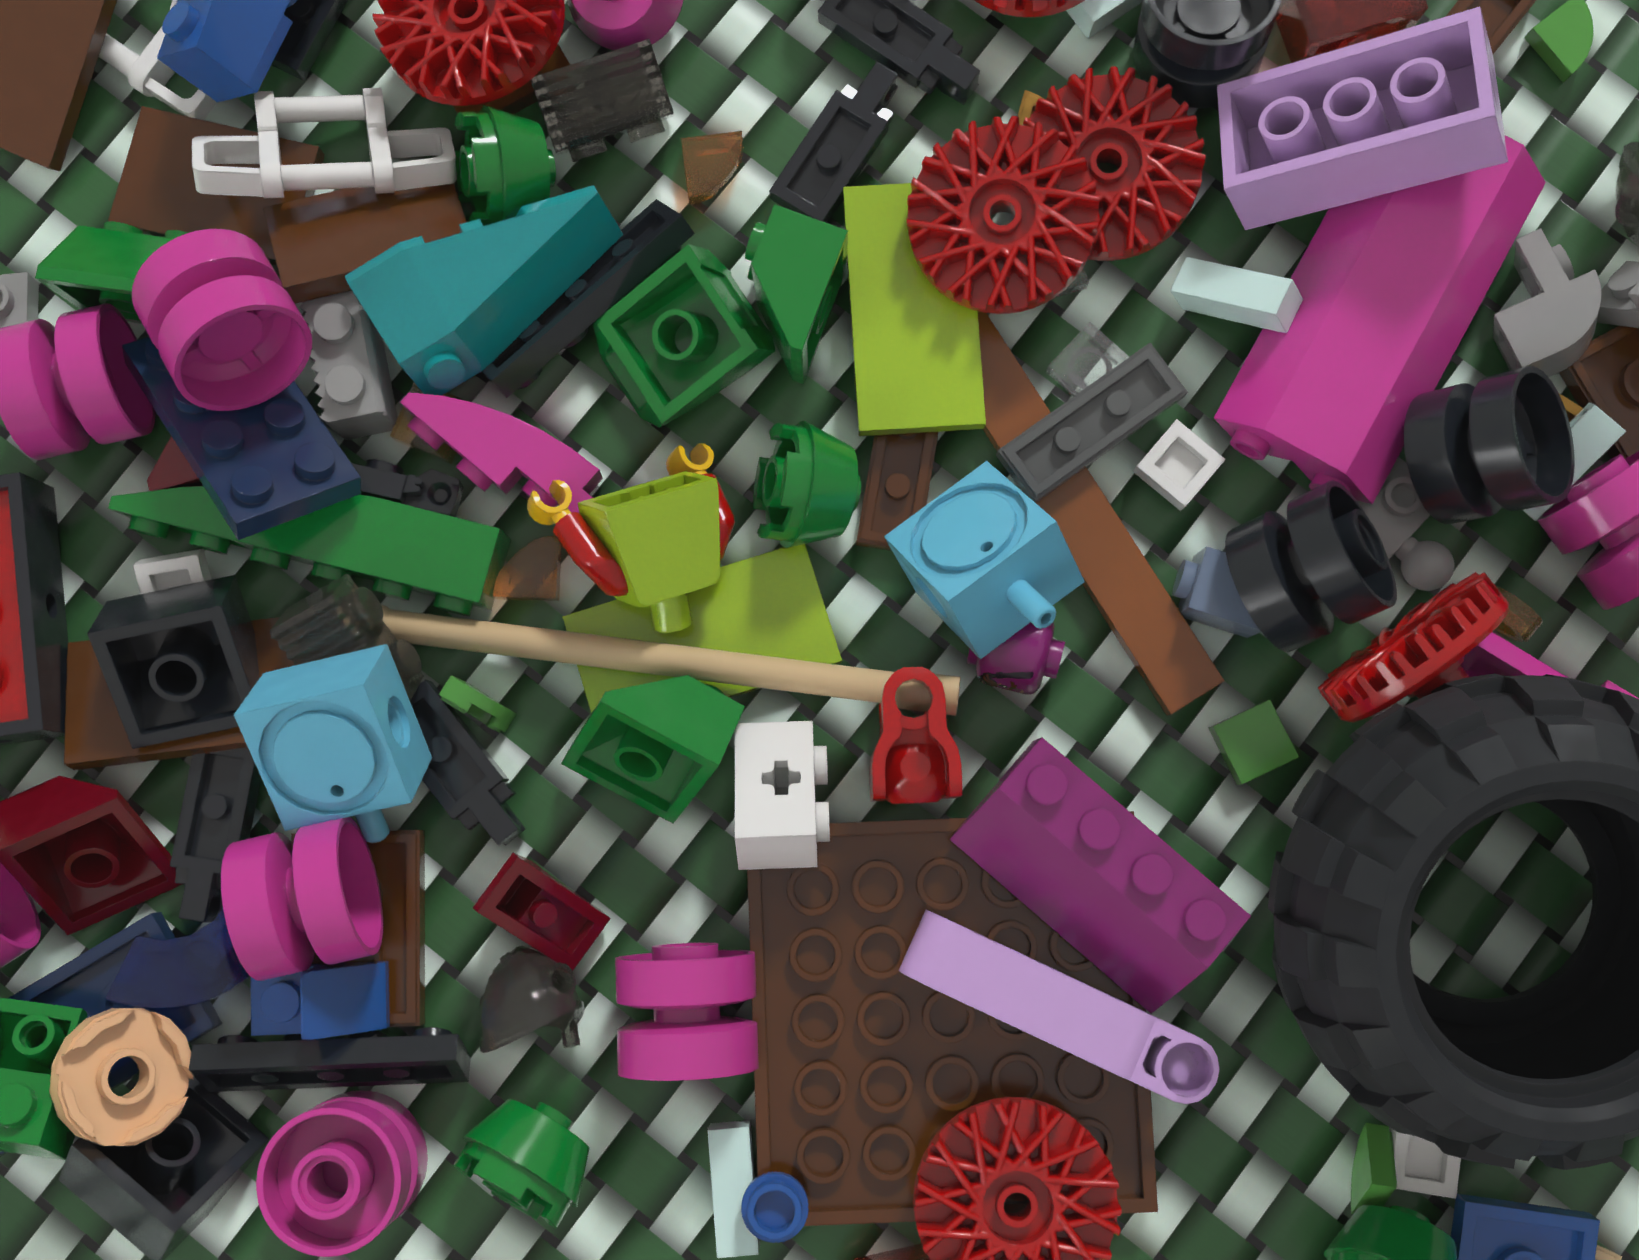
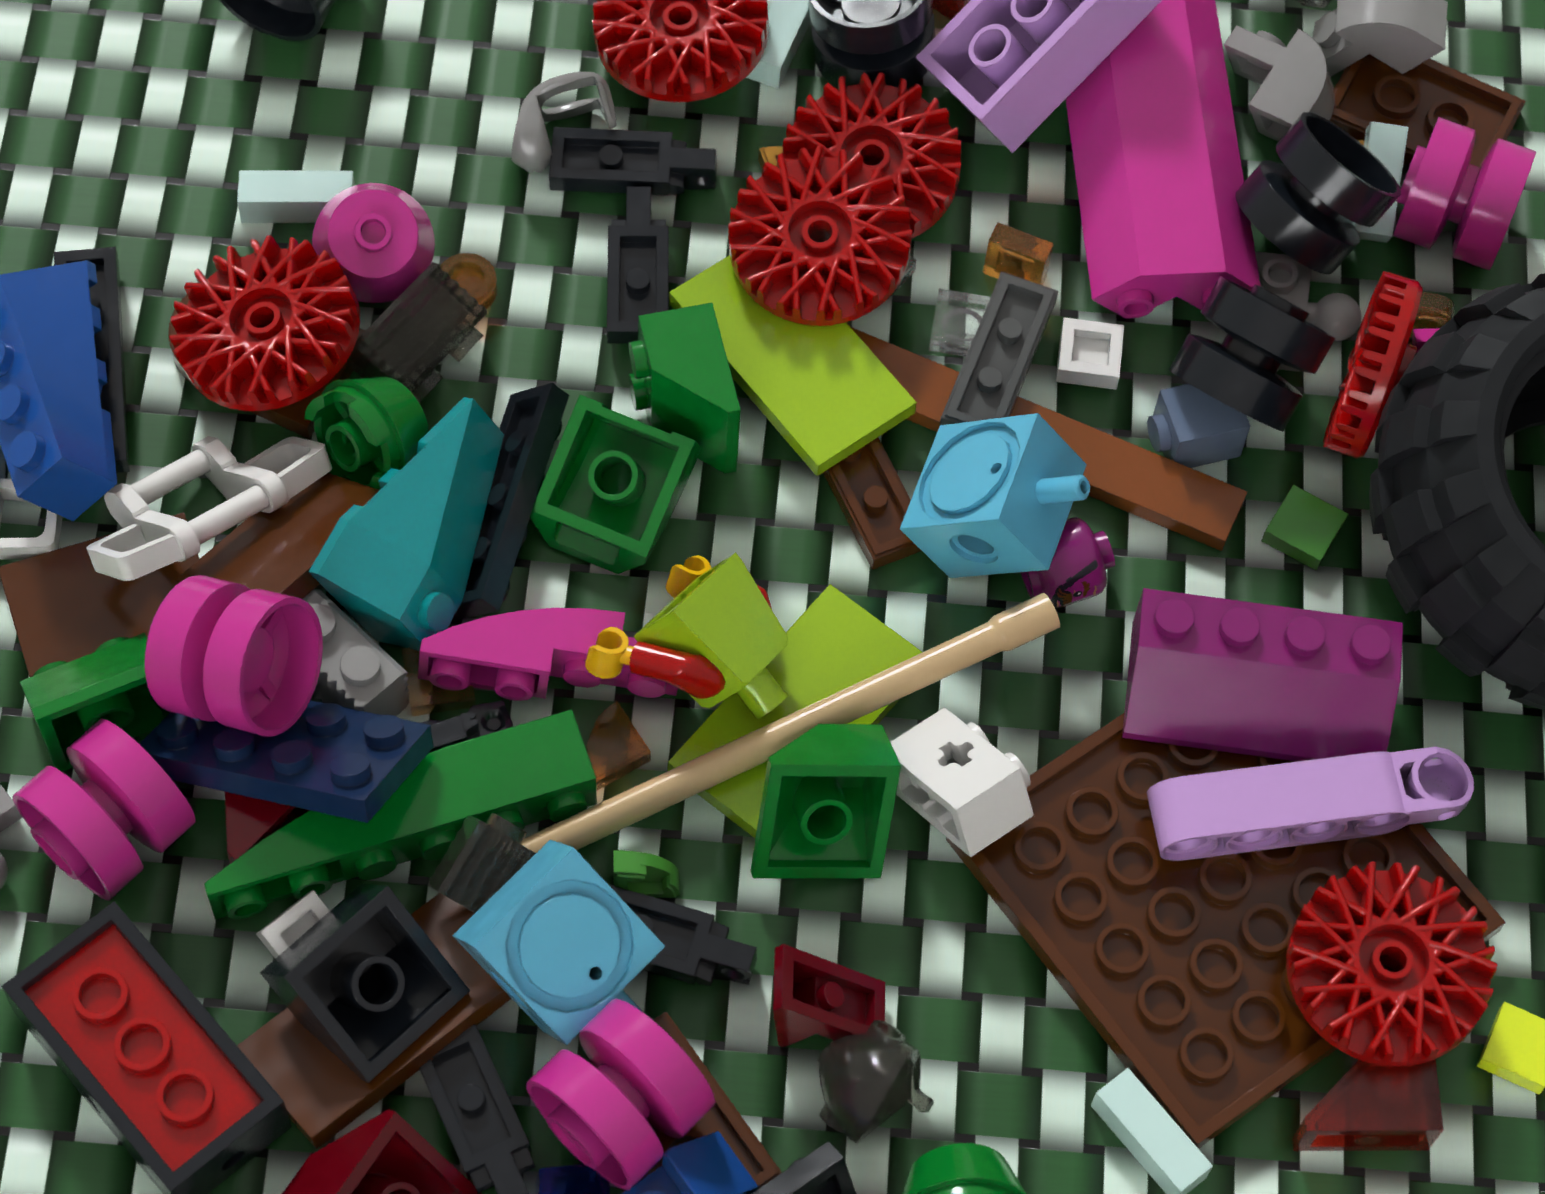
camera: 40 degrees left, 20 degrees down
(687, 1034) = (1002, 981): dark pink wheel -> none
(689, 70) = (474, 275): none -> clear orange tile
(710, 163) = (535, 343): clear orange tile -> none
(775, 1207) = (1198, 1109): blue plate -> none
(806, 485) = (803, 531): green cone -> none
(914, 755) = (1053, 675): red piece -> none
(1178, 335) = (1017, 254): none -> clear orange tile
(1237, 294) = (1044, 197): light aqua piece -> none

